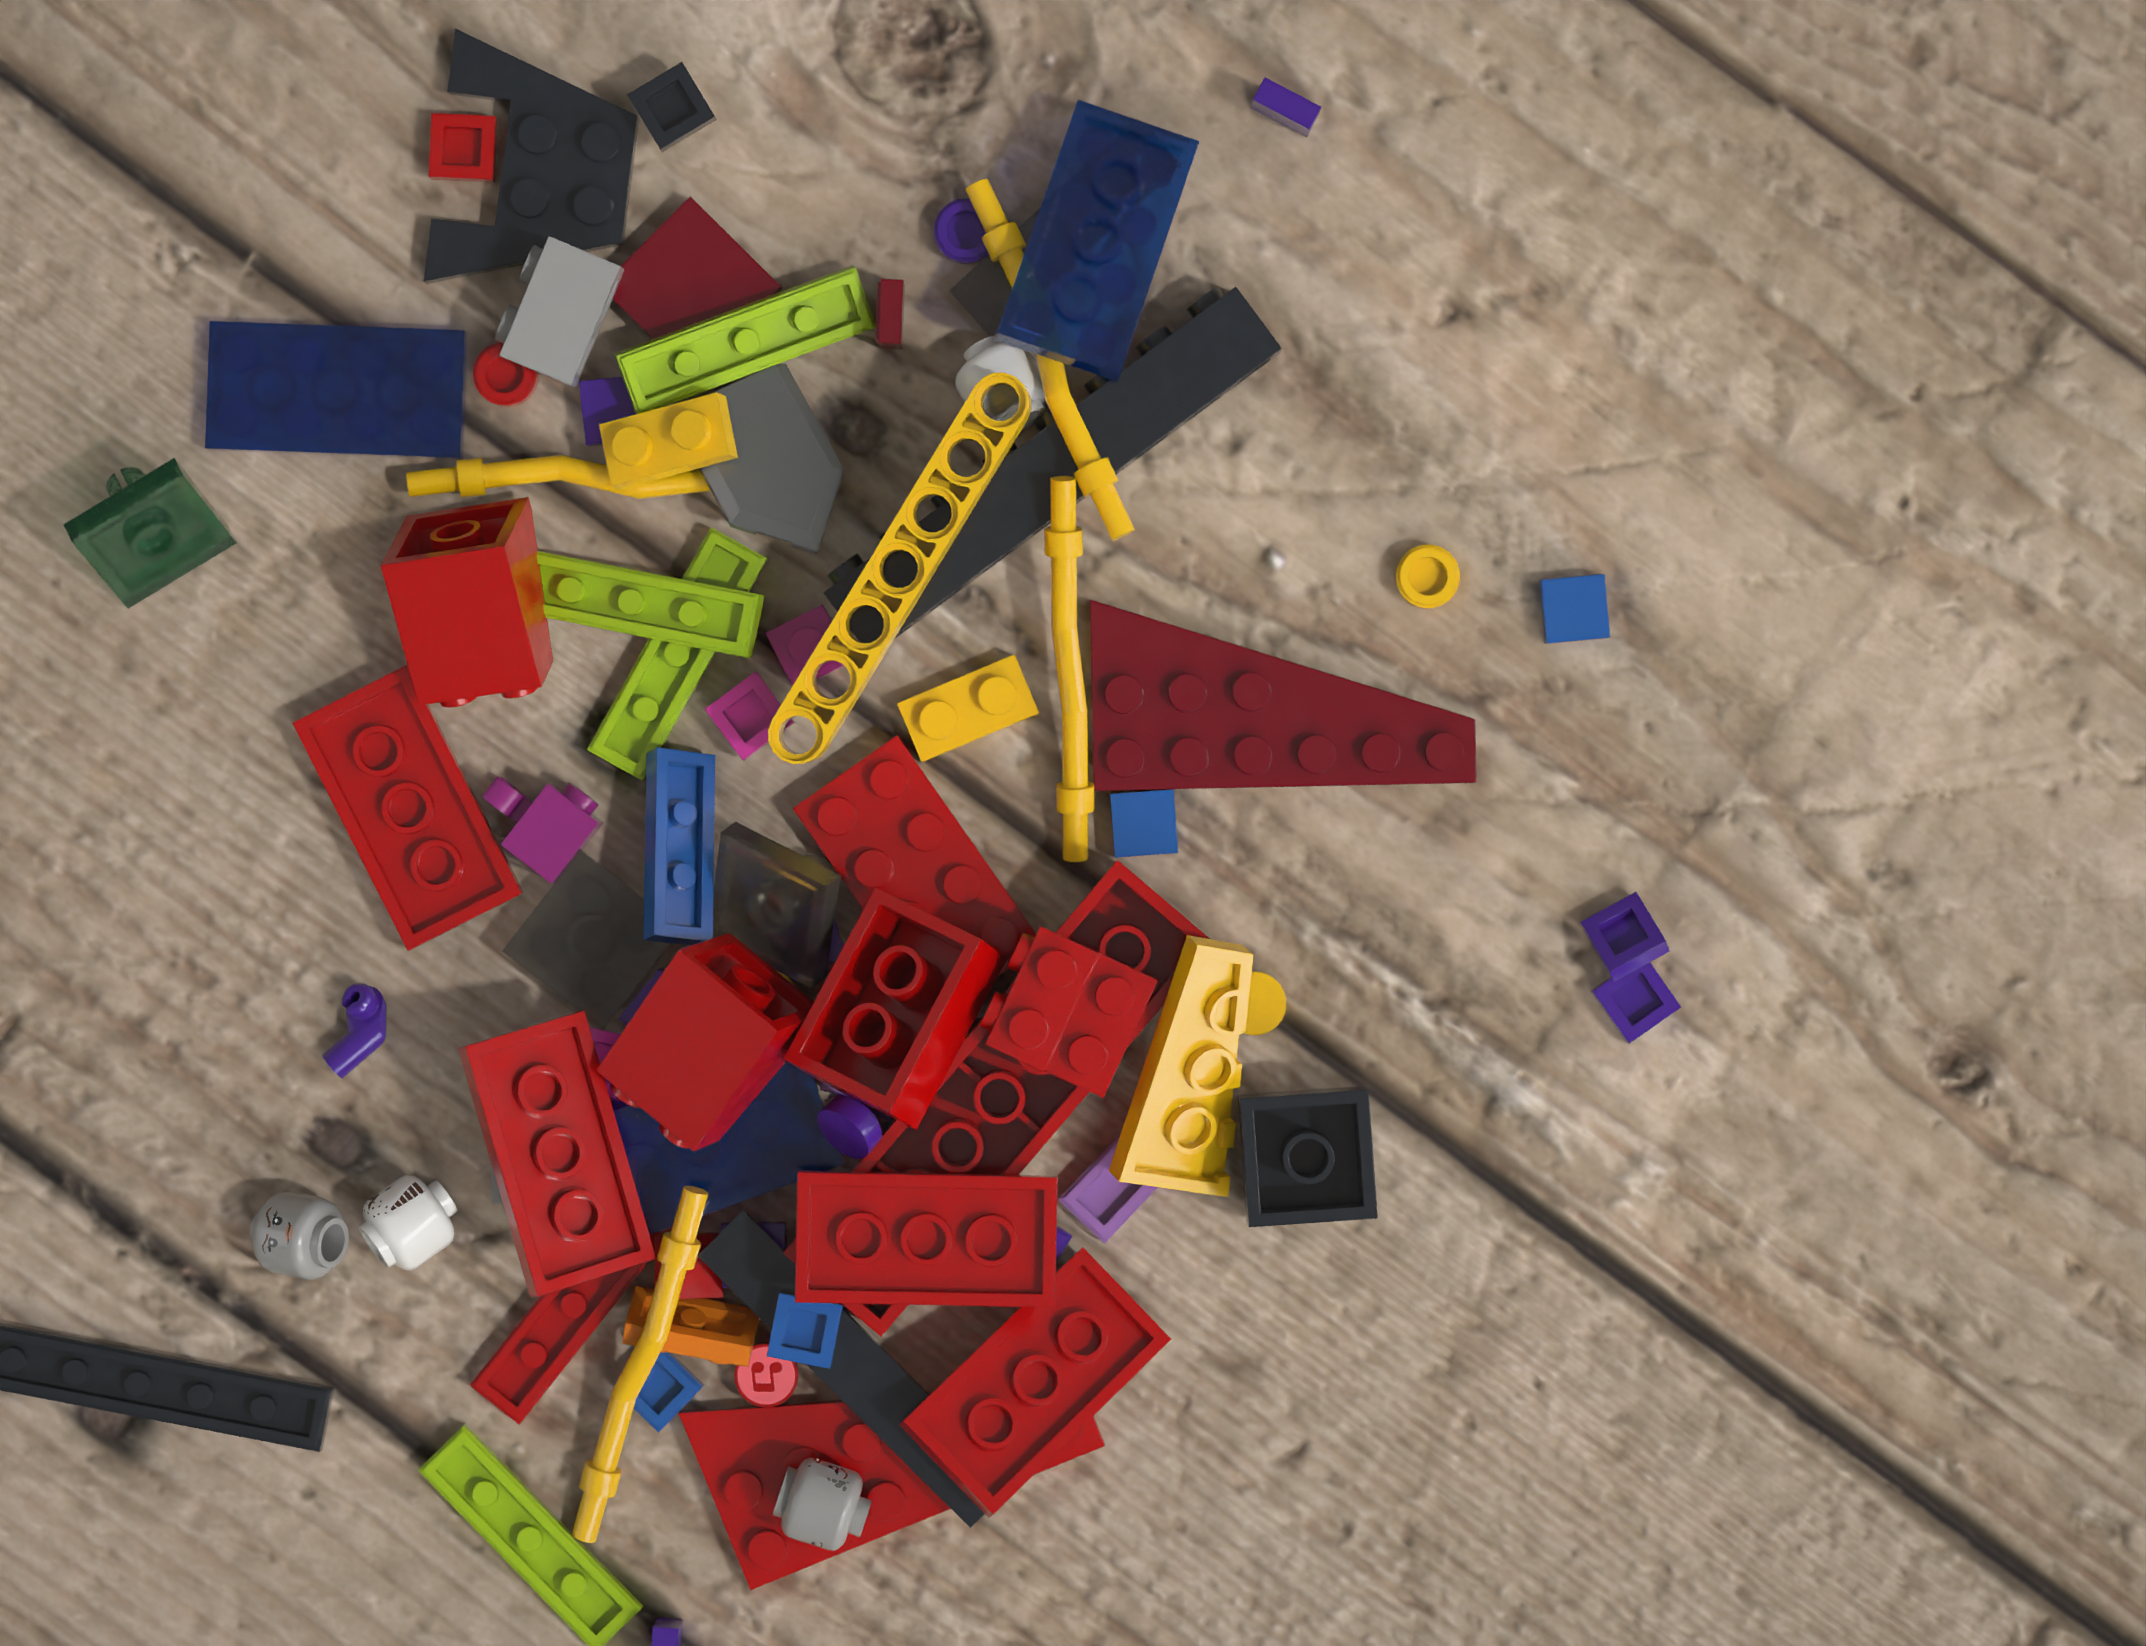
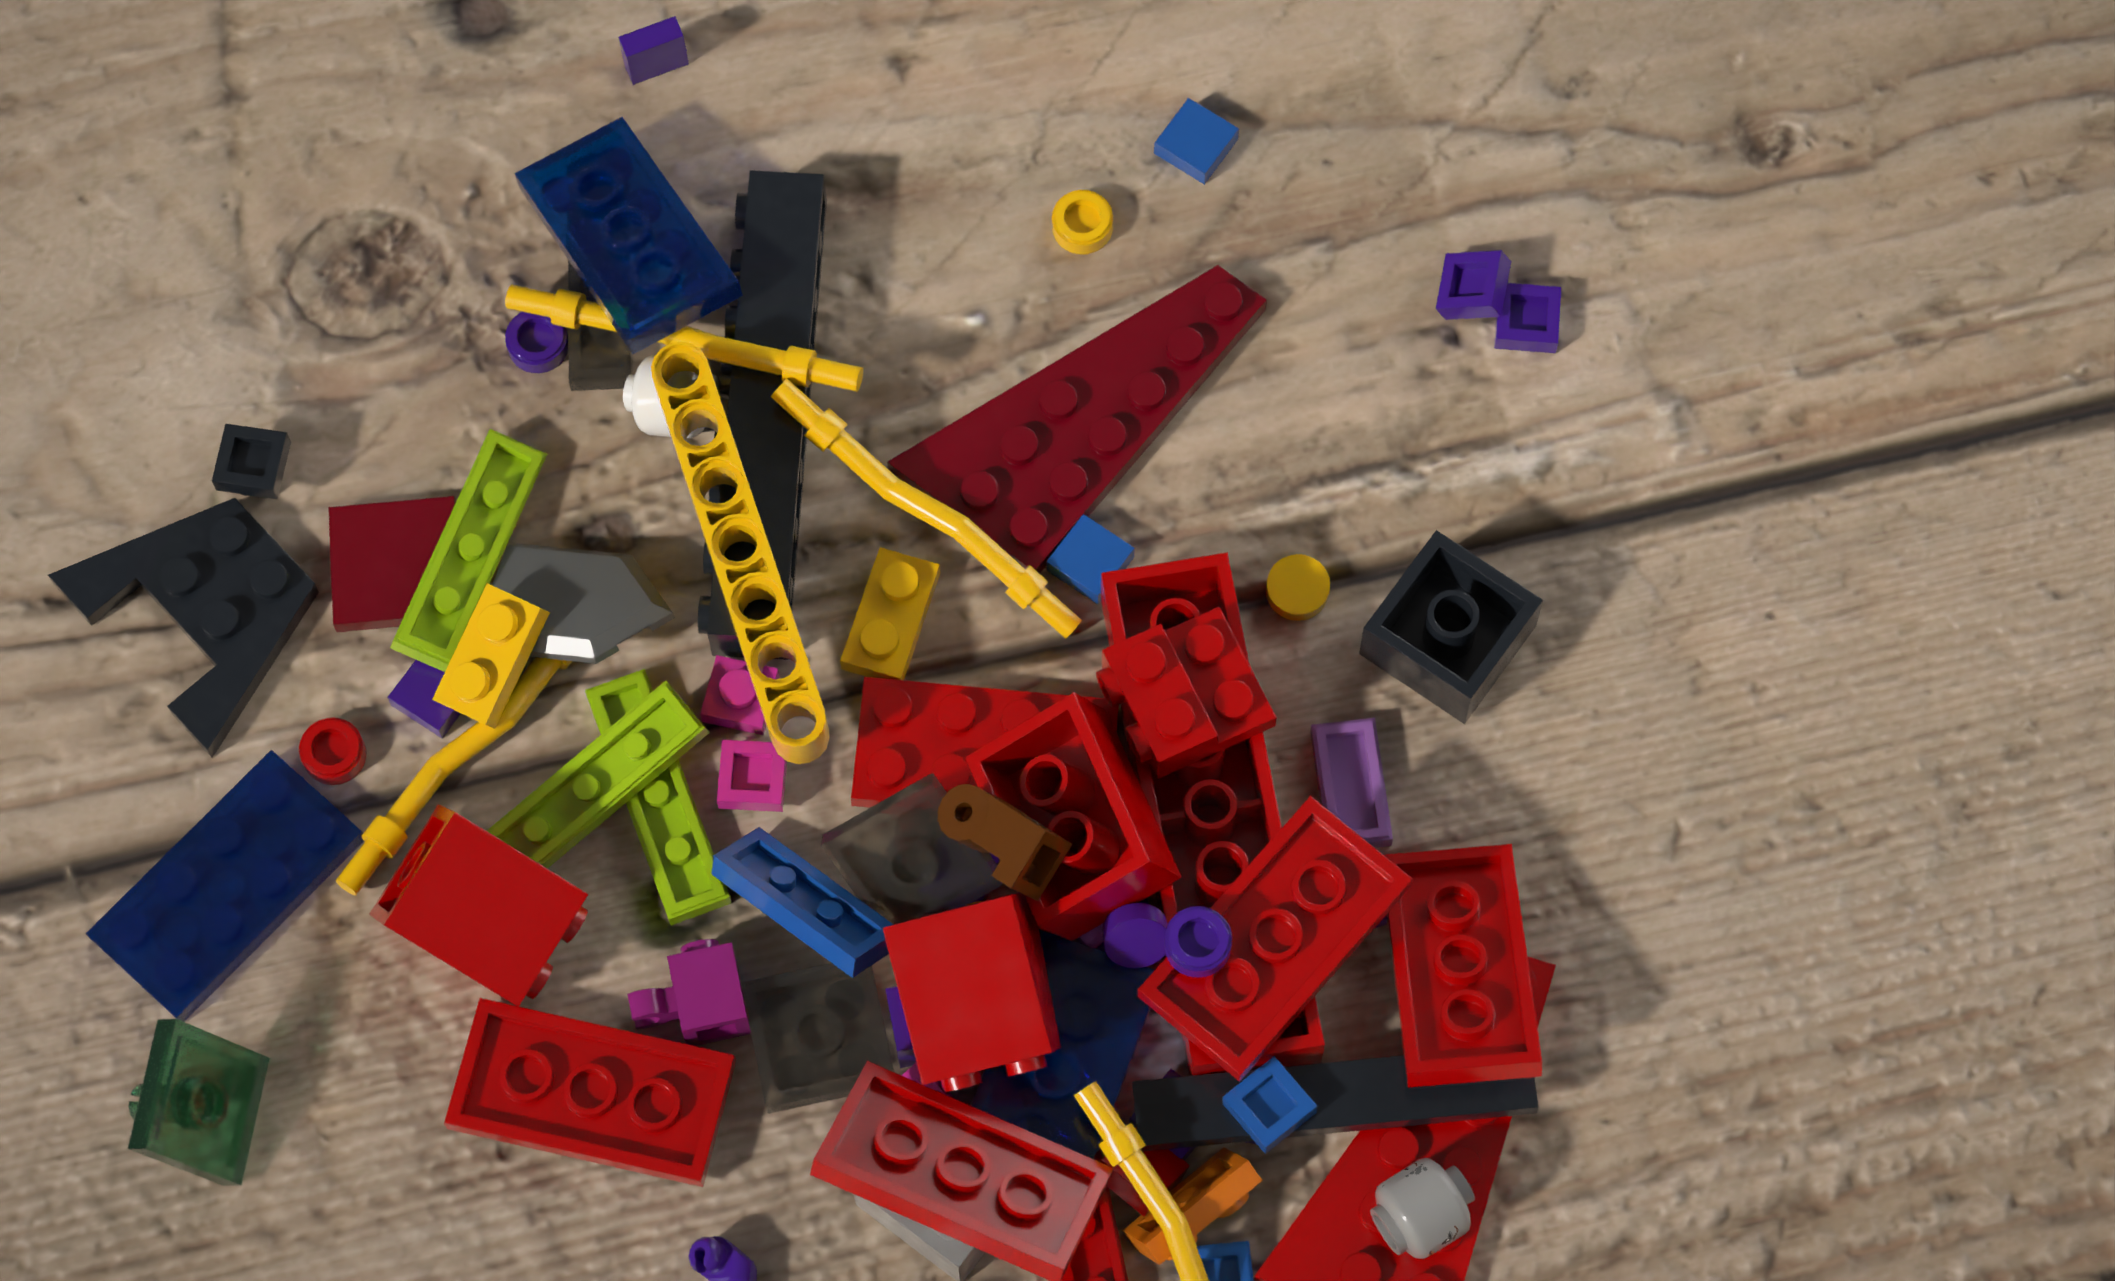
camera: 50 degrees left, 20 degrees down
(463, 147) = (138, 644): red tile -> none
(559, 310) = (323, 657): light grey brick -> none
(766, 1379) = (1285, 1185): coral tile -> none
(828, 980) = (987, 823): none -> reddish brown leg
(868, 1190) = (1198, 941): none -> dark purple tile
(890, 313) = (547, 432): dark red tile -> none
(1184, 1095) = (1326, 676): yellow wing -> none

